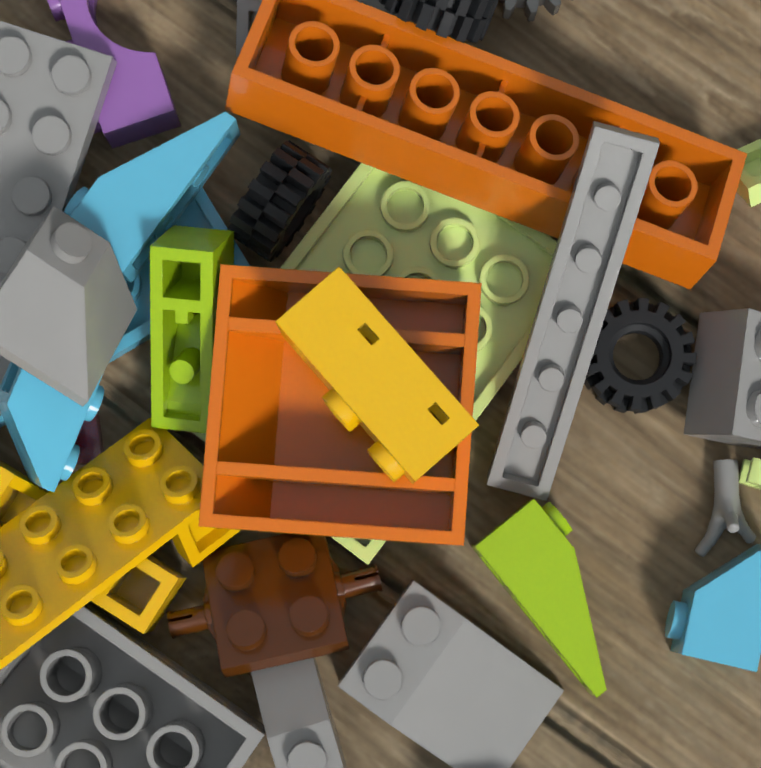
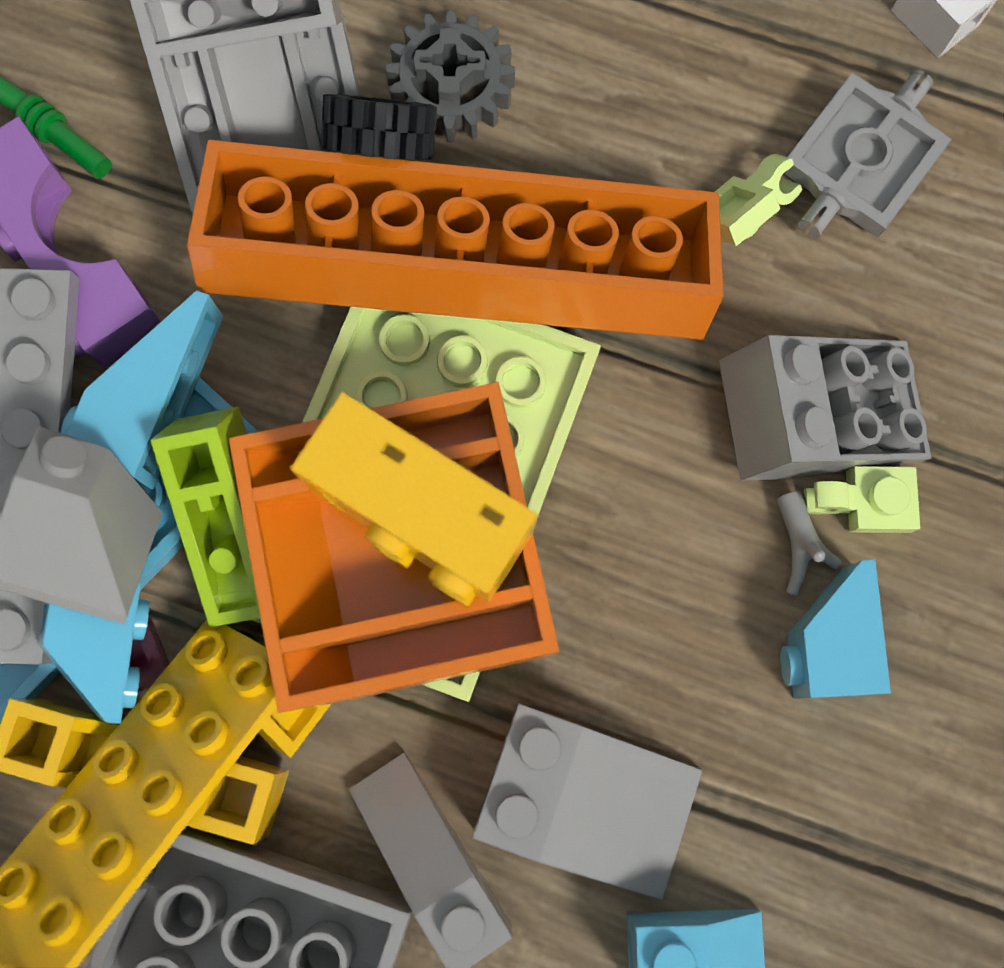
camera: 15 degrees left, 5 degrees down
(274, 602) = (383, 770): reddish brown plate -> none
(279, 200) = (277, 366): black tyre -> none
(544, 579) = (649, 664): lime slope -> none
(572, 308) = (596, 383): light grey plate -> none
(673, 349) = (692, 389): black tyre -> none

